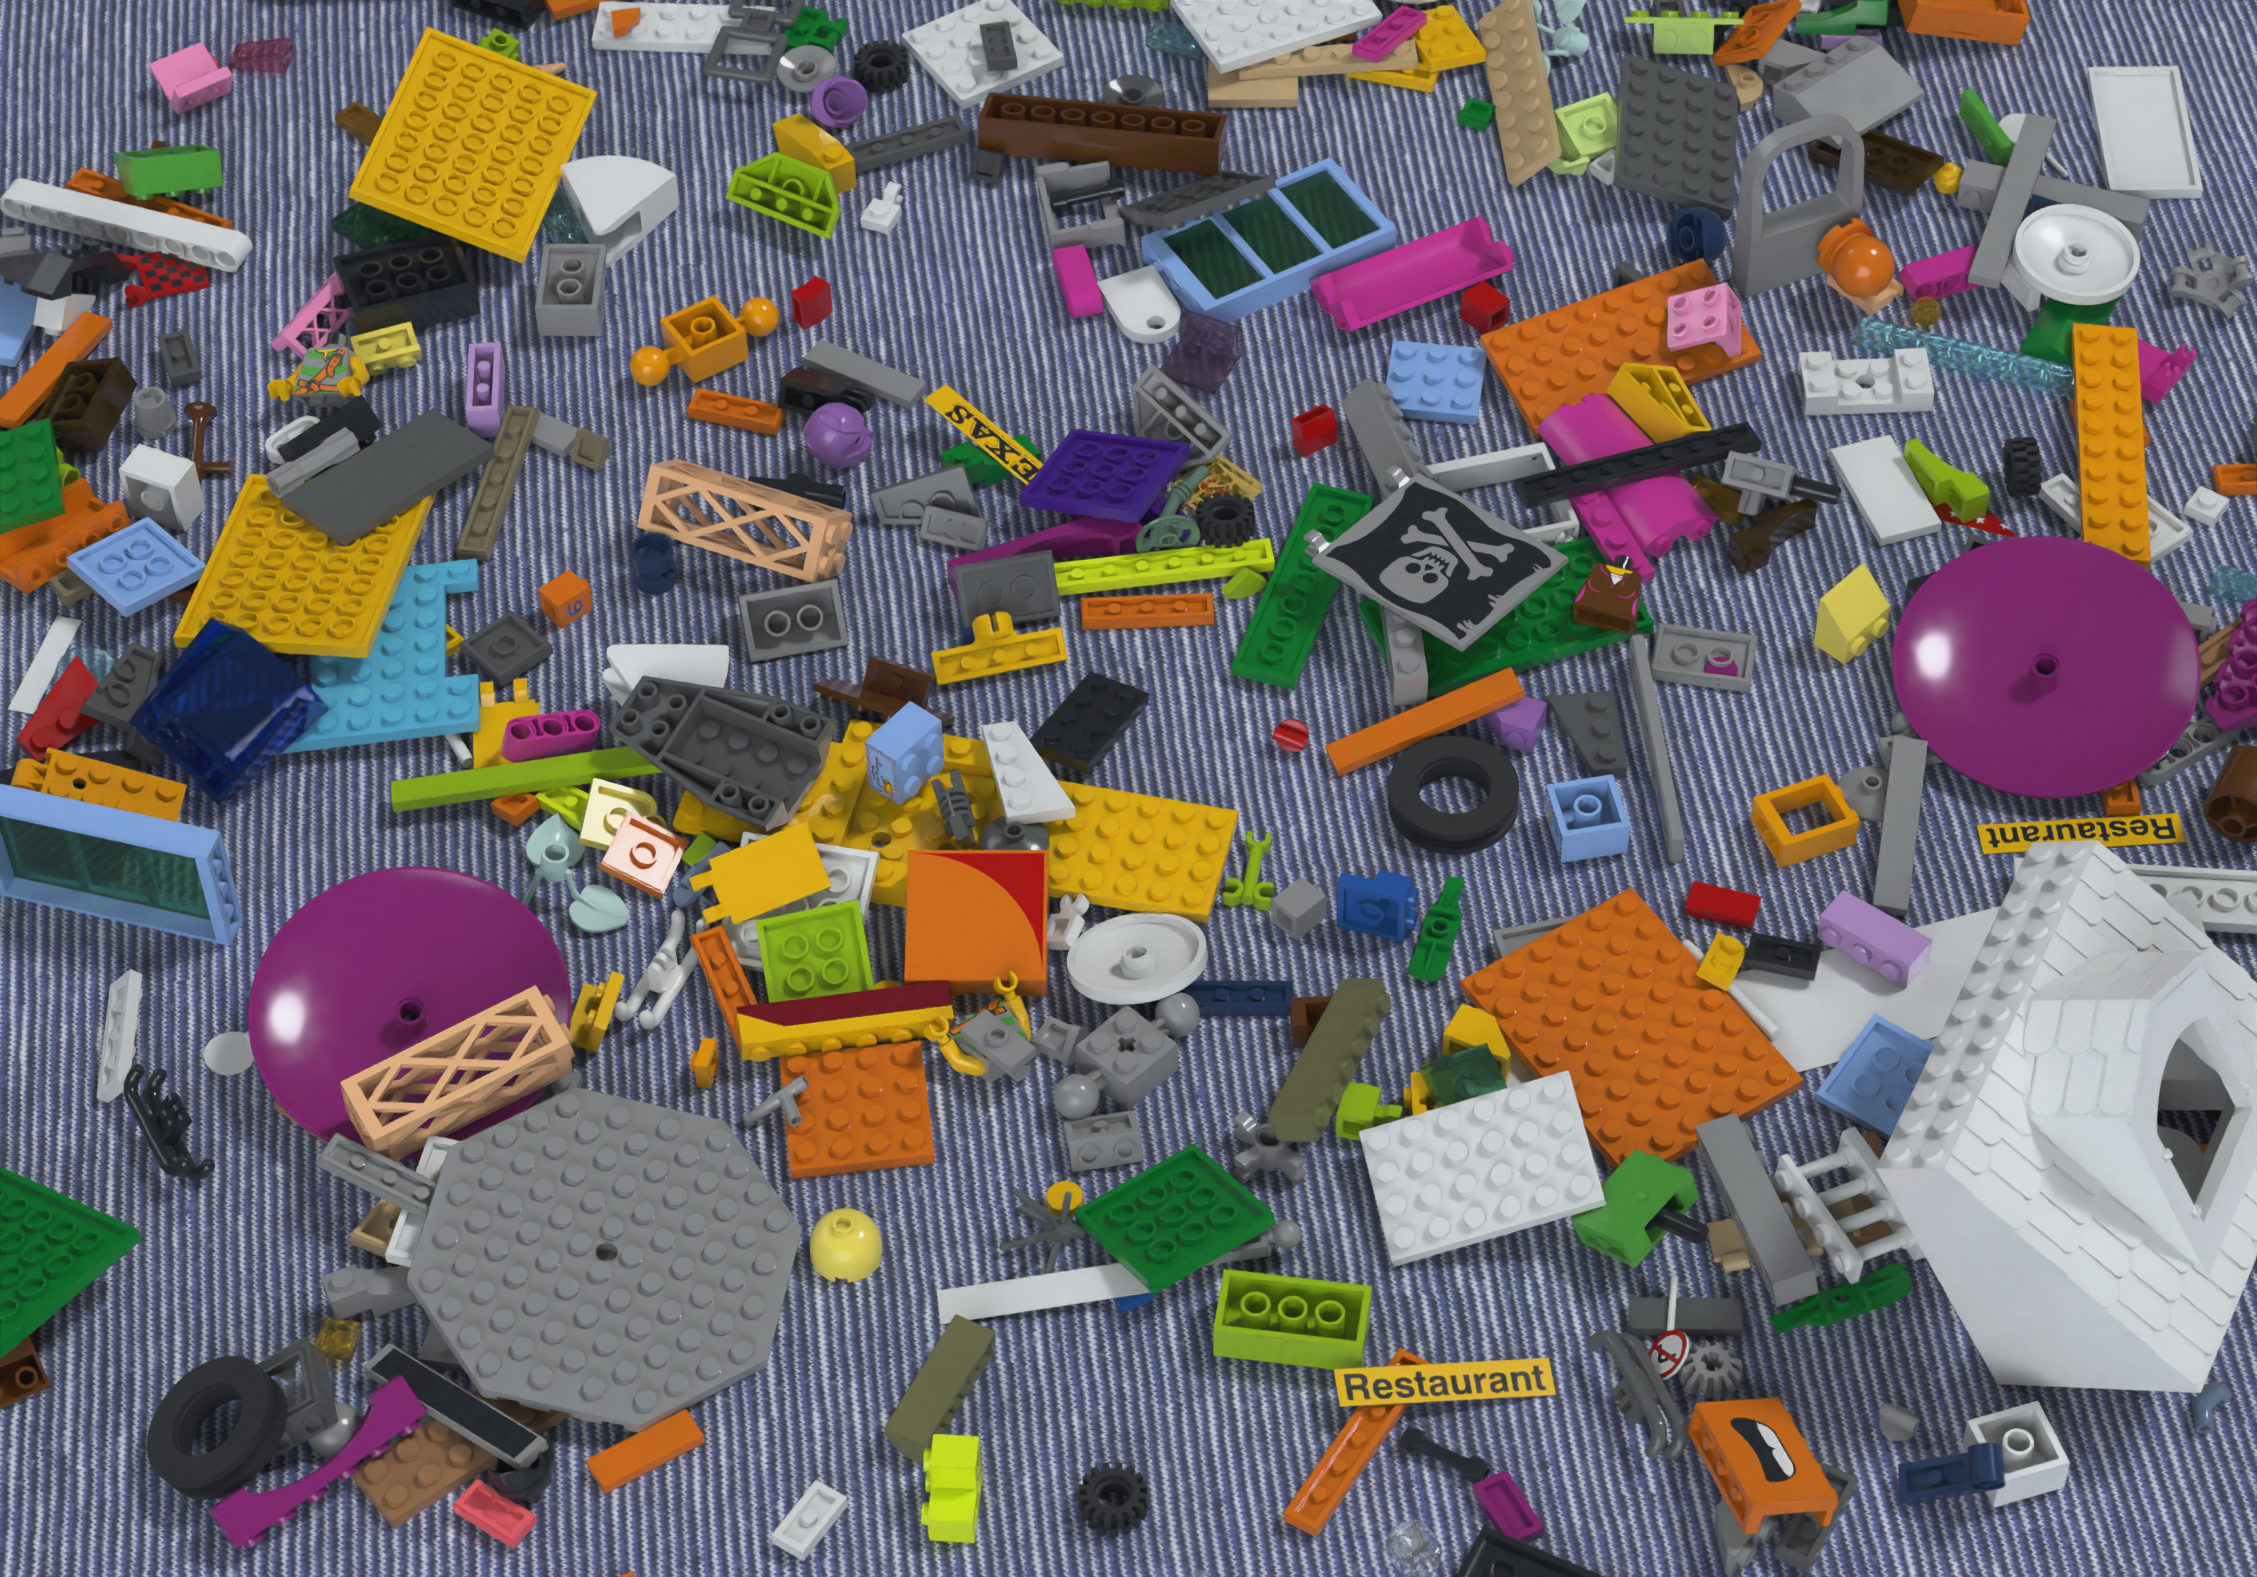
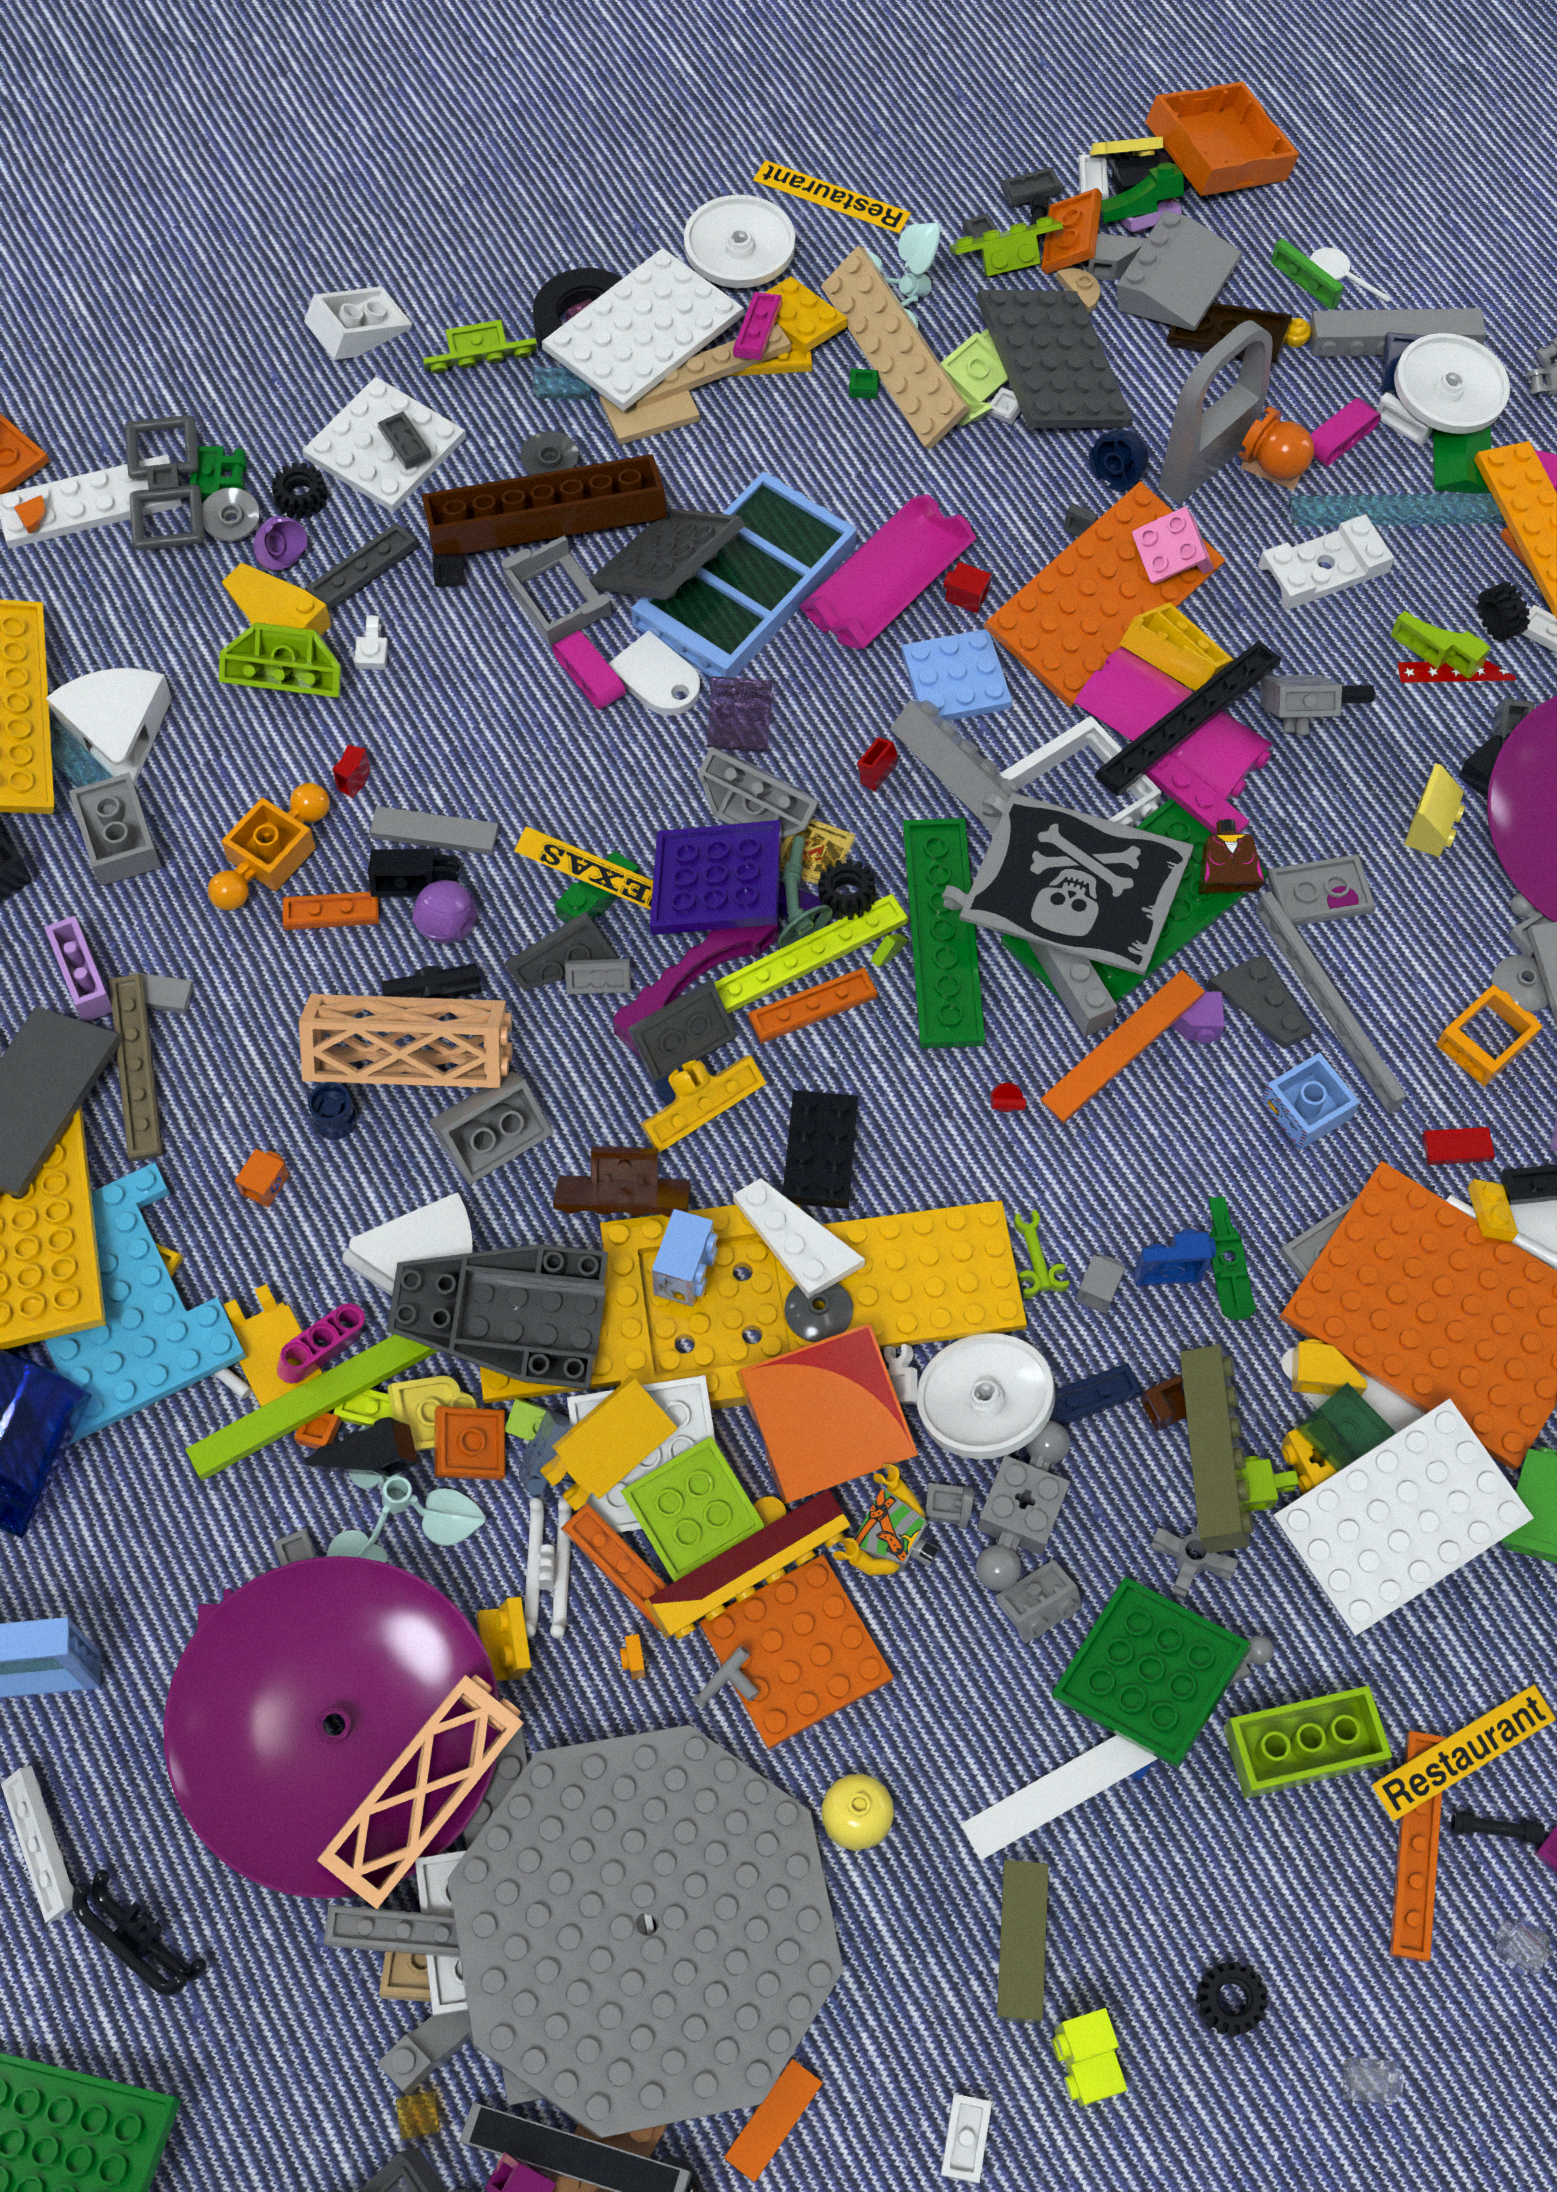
camera: 25 degrees left, 15 degrees up
(229, 1053) = (156, 1814): white piece -> none
(506, 648) = (227, 1252): dark grey plate -> none
(558, 820) = (375, 1451): none -> black slope
(591, 449) = (210, 1000): dark tan tile -> none
(956, 810) = (753, 1298): dark grey hinge -> none
(998, 1042) = (907, 1541): light grey plate -> none
(1055, 1197) = (1033, 1679): yellow tile -> none
(1056, 1229) = (1045, 1721): dark grey plant -> none
(1113, 189) = (579, 561): black bar -> none
(1449, 831) = (1192, 1073): black tyre -> none
(1720, 499) = (1259, 721): pearl gold tile -> none
(1752, 546) = (1316, 760): dark brown slope -> none
(1885, 490) = (1392, 667): white tile -> none
(1926, 311) = (1342, 473): clear yellow plate -> none
(2012, 201) = (1372, 344): light grey tile -> none
(2144, 132) = (1433, 238): white tile -> none

